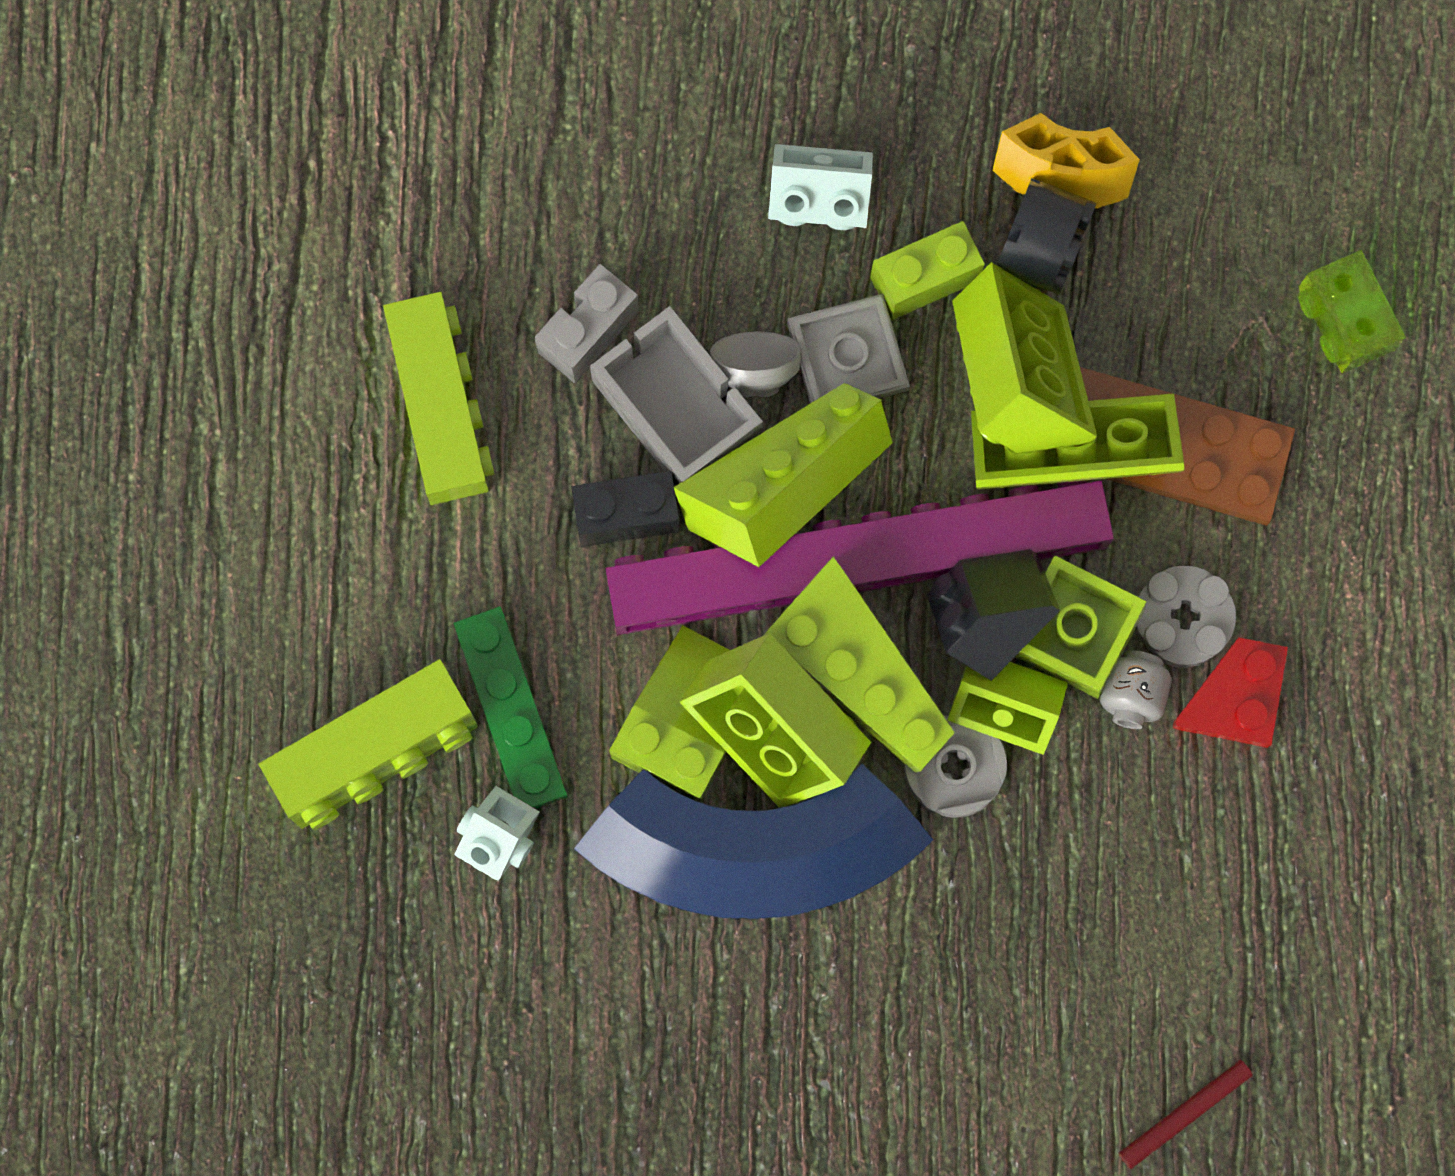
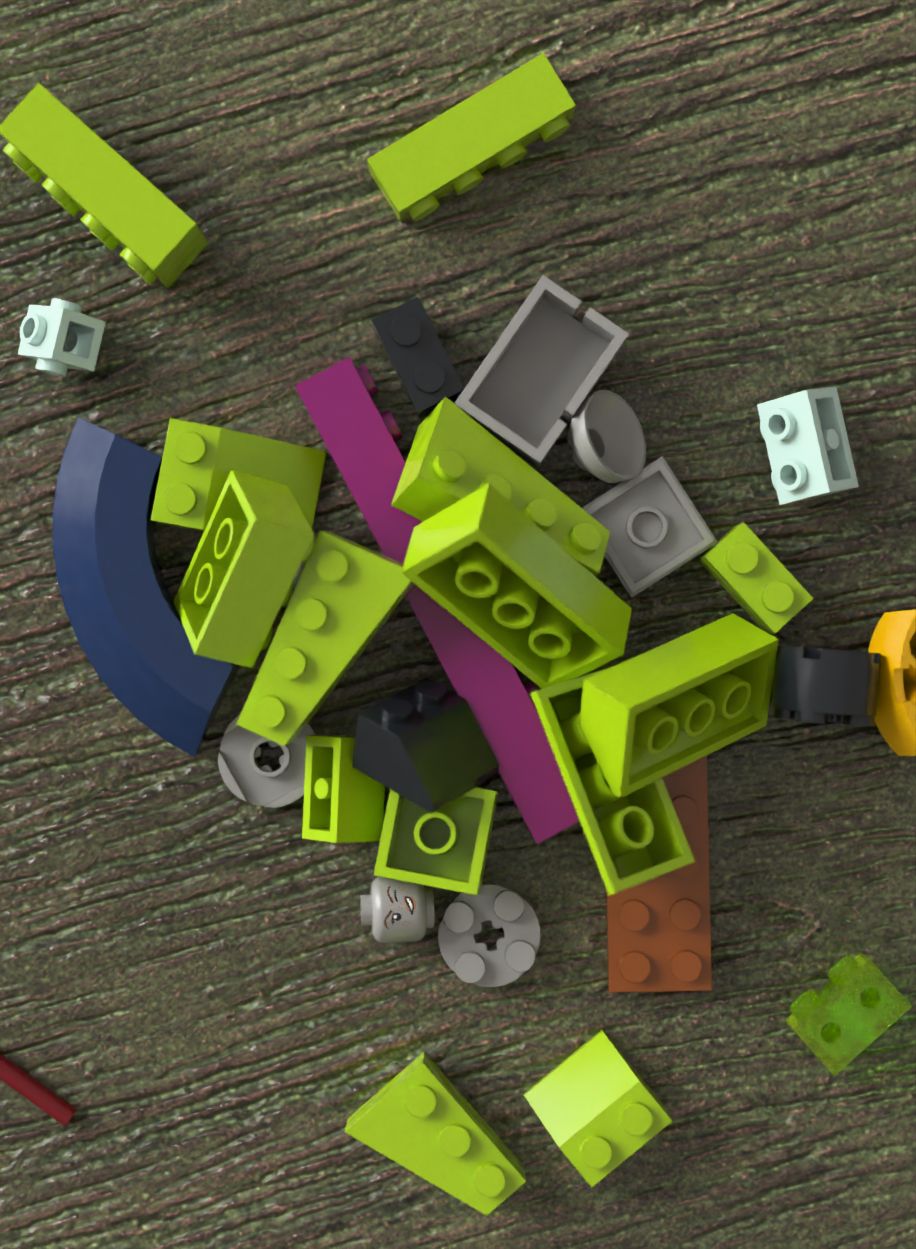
camera: 80 degrees right, 10 degrees up
(510, 708) = (191, 312): green plate -> none
(600, 314) = (591, 266): light grey brick -> none
(875, 474) = (517, 589): none -> lime brick
(1239, 695) = (427, 1010): red wing -> none
(1358, 718) = (438, 1136): none -> lime wedge
(1375, 564) = (597, 1108): none -> lime slope

